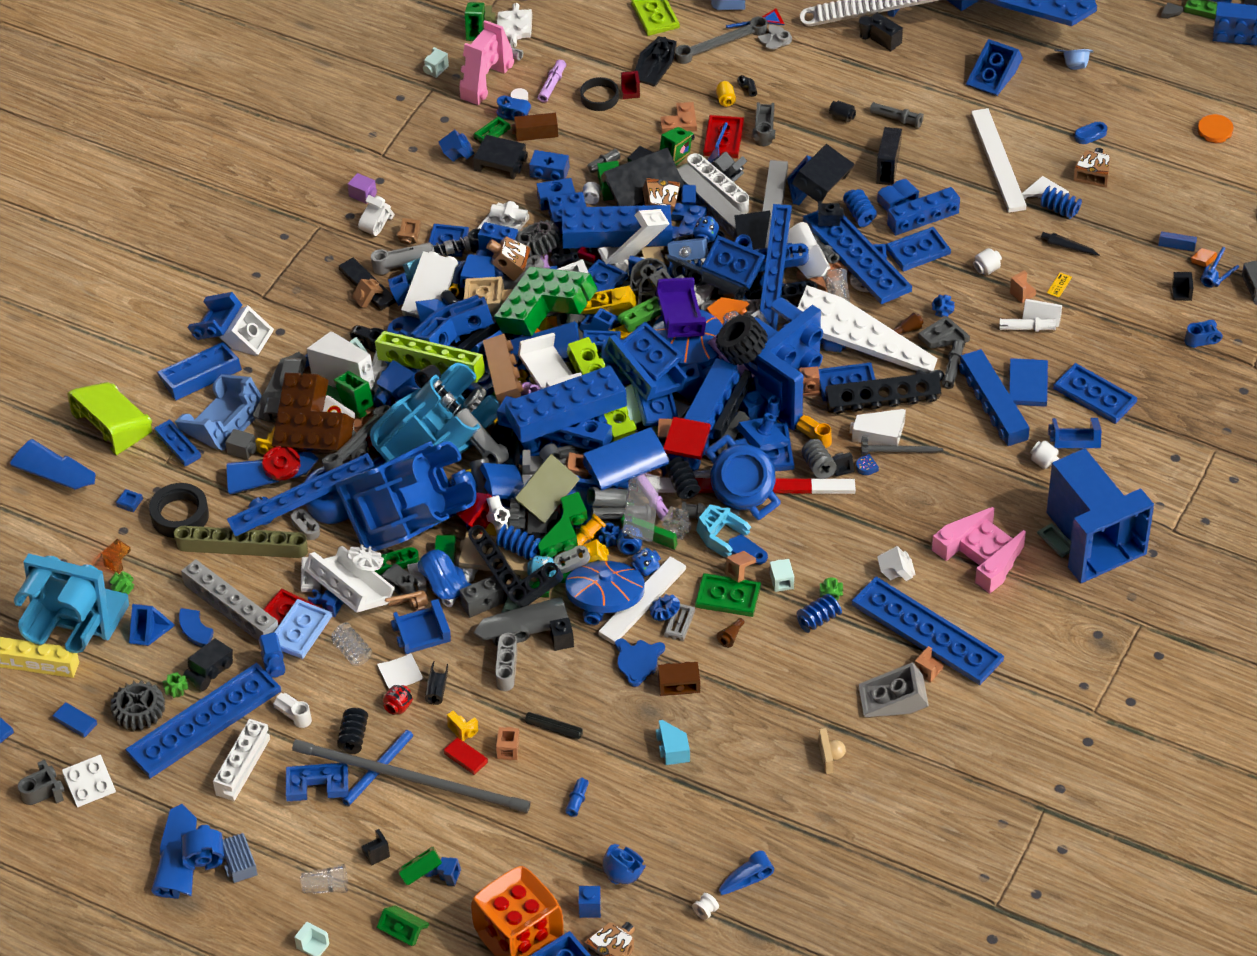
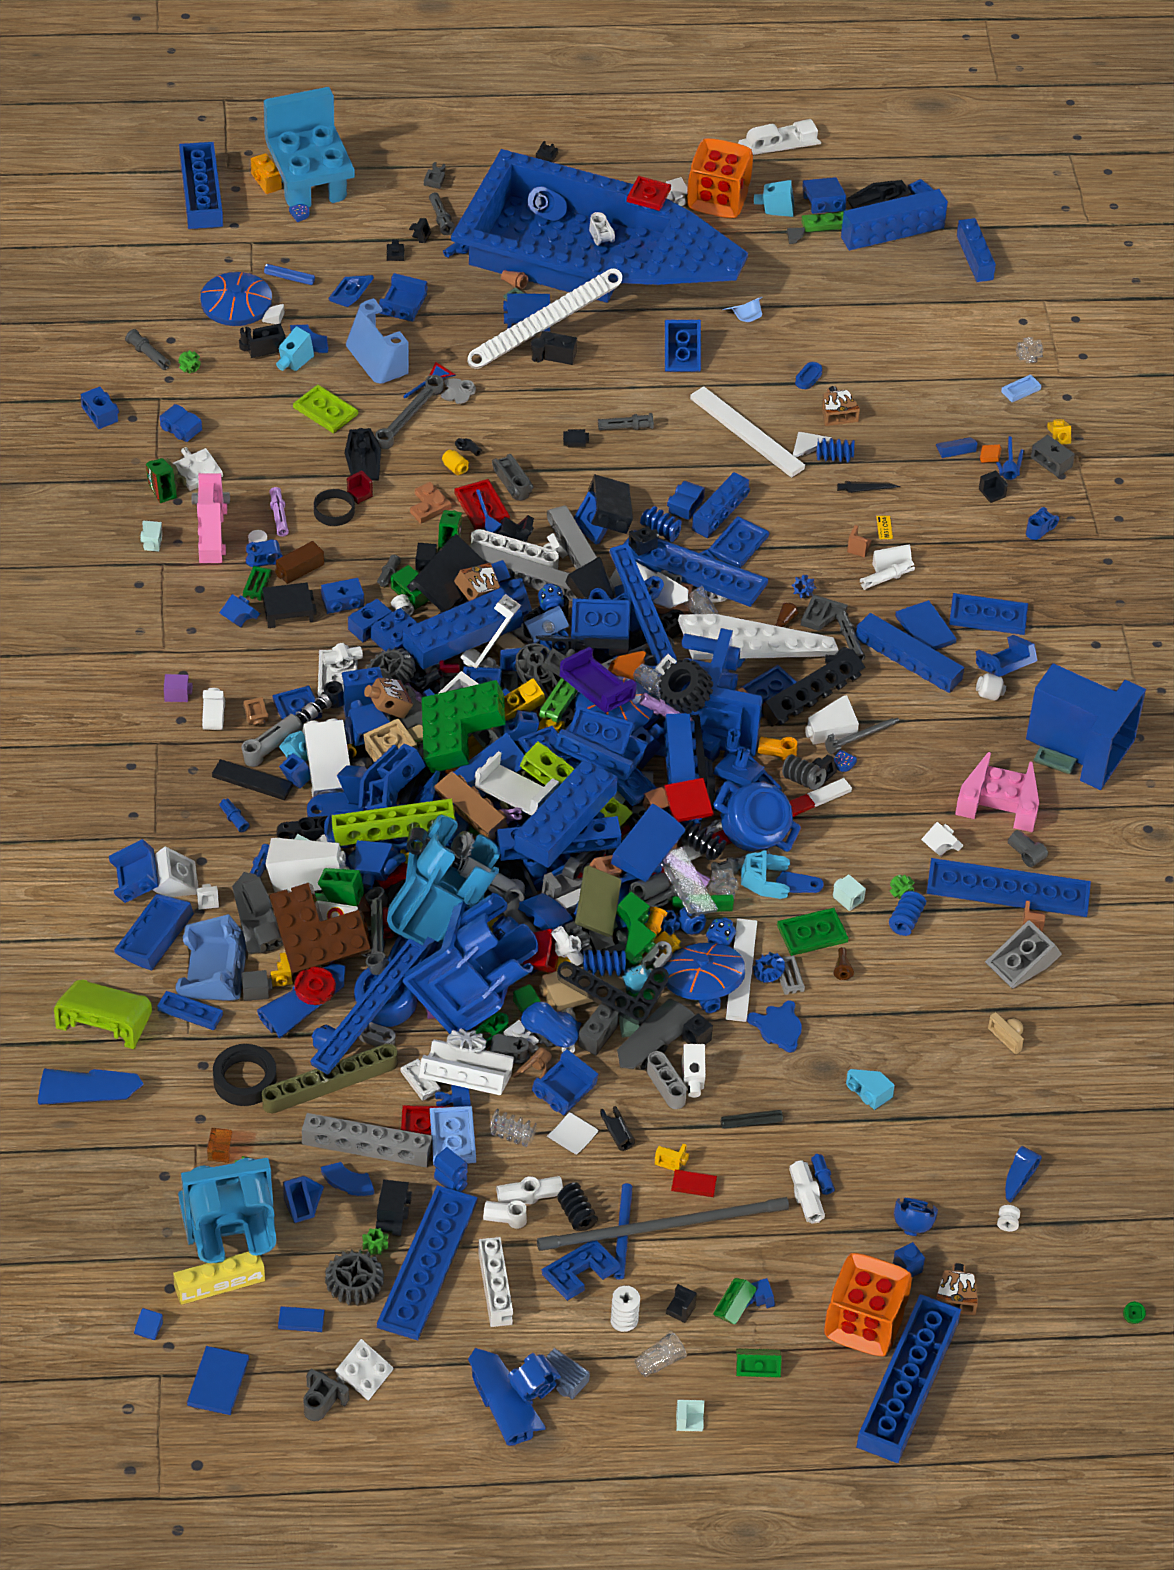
camera: 35 degrees left, 0 degrees up
(129, 500) = (184, 1087): blue tile -> none
(258, 360) = (207, 897): none -> white tile
(322, 828) = (625, 1308): none -> white piece
(325, 699) = (519, 1191): none -> white piece
(330, 305) = (234, 815): none -> blue axle
(365, 291) = (261, 787): medium nougat bracket -> none
(397, 699) = (594, 1160): red head -> none
(448, 297) = (359, 760): black arm -> none
(508, 743) = (726, 1153): nougat brick -> none
(532, 661) = (693, 1068): none -> white torso
(551, 805) = (807, 1192): none -> white piece
(679, 678) = (831, 1026): reddish brown brick -> none
(736, 565) = (808, 900): nougat panel -> none
(756, 192) = (556, 545): none -> white tile
(888, 156) = (652, 464): black slope -> none
(970, 606) = (1031, 852): none -> dark grey piece
(987, 261) = (810, 530): white head -> none
(1215, 128) = (913, 331): orange tile -> none

